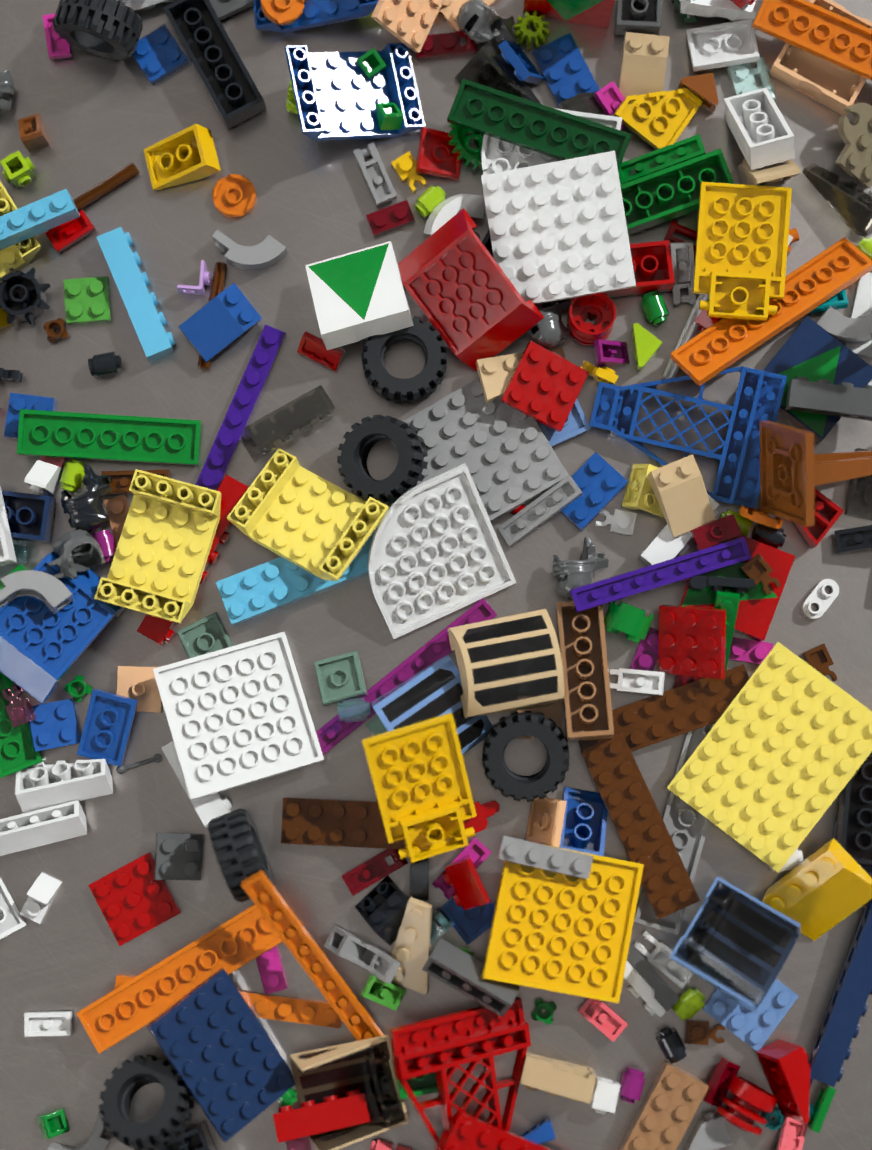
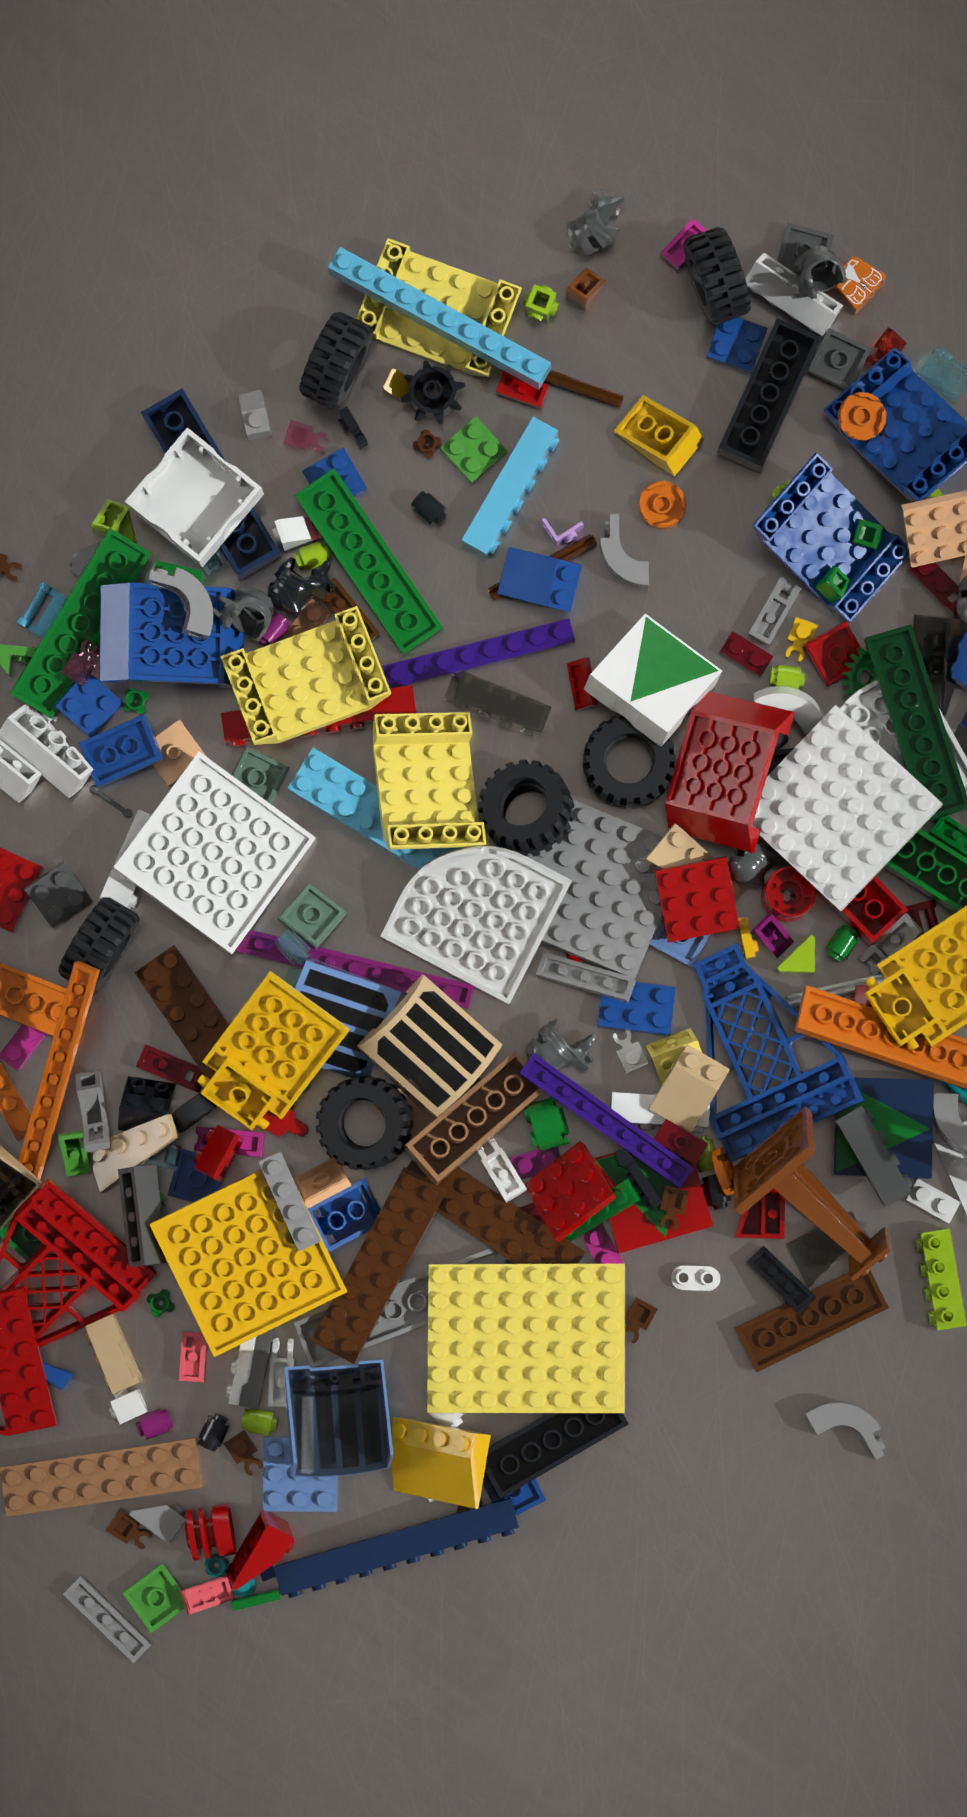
camera: 55 degrees right, 0 degrees up
(720, 1081) = (213, 1495): dark red plate -> none

